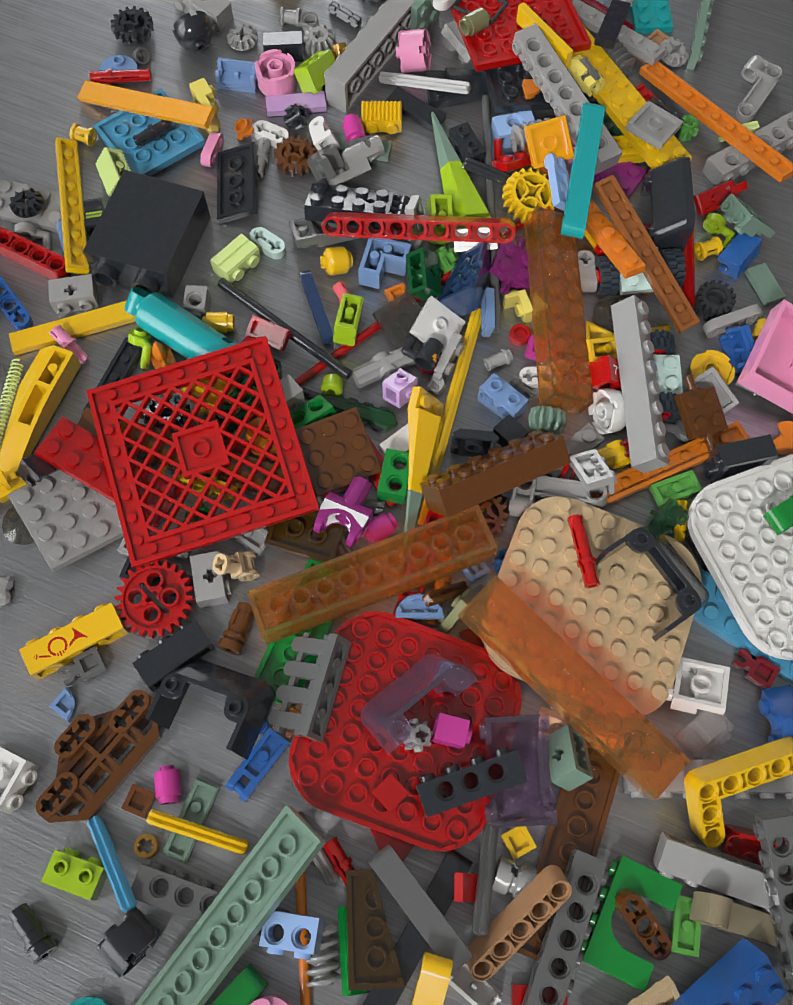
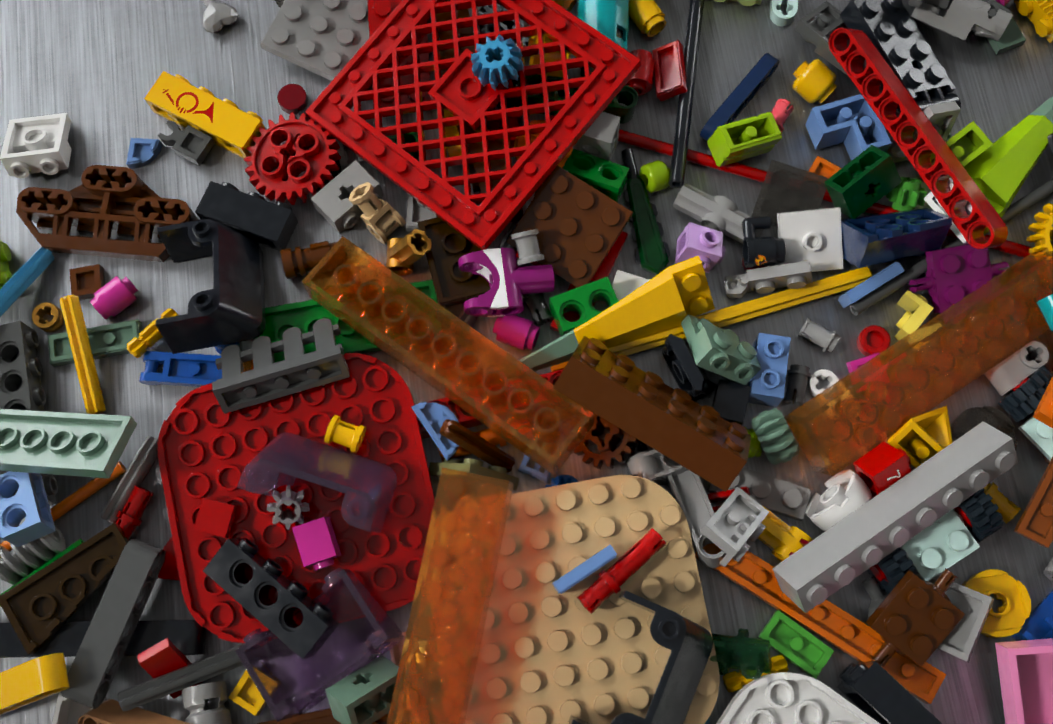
camera: 65 degrees right, 5 degrees up
(105, 575) = (292, 98): none -> dark red tile
(192, 418) = (497, 62): none -> dark azure gear
(215, 771) = (148, 336): none -> yellow axle
(279, 562) = (406, 251): none -> pearl gold piece
(334, 482) = (527, 246): none -> light grey bush
(389, 668) = (345, 434): none -> yellow bush
(477, 414) = (720, 350): none -> sand green plate
(571, 571) = (584, 569): none -> medium blue tile

